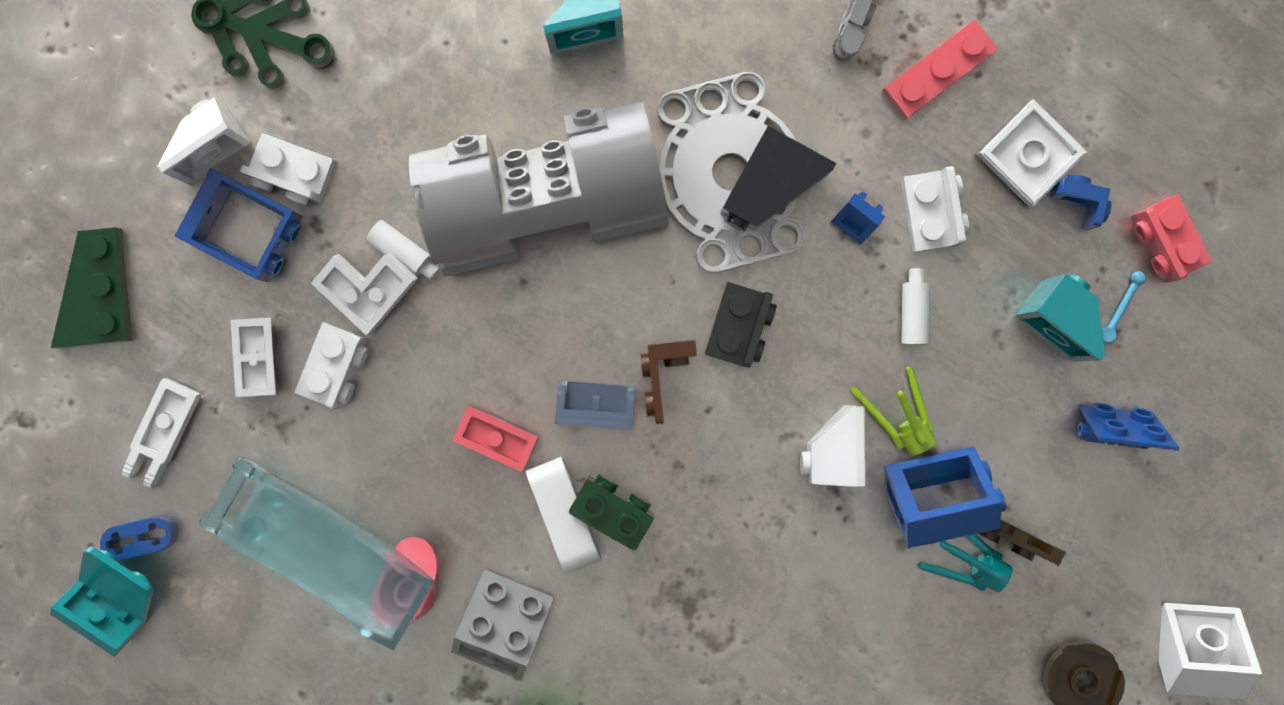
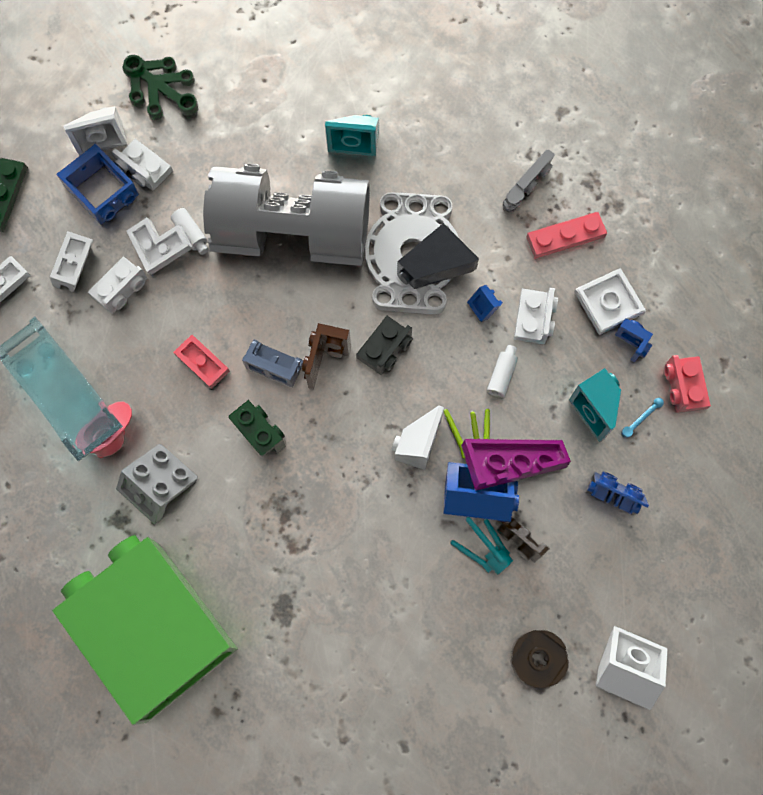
camera: 20 degrees right, 15 degrees down
(554, 496) = (224, 436): white beam -> none
(969, 442) = (508, 460): none -> magenta wing

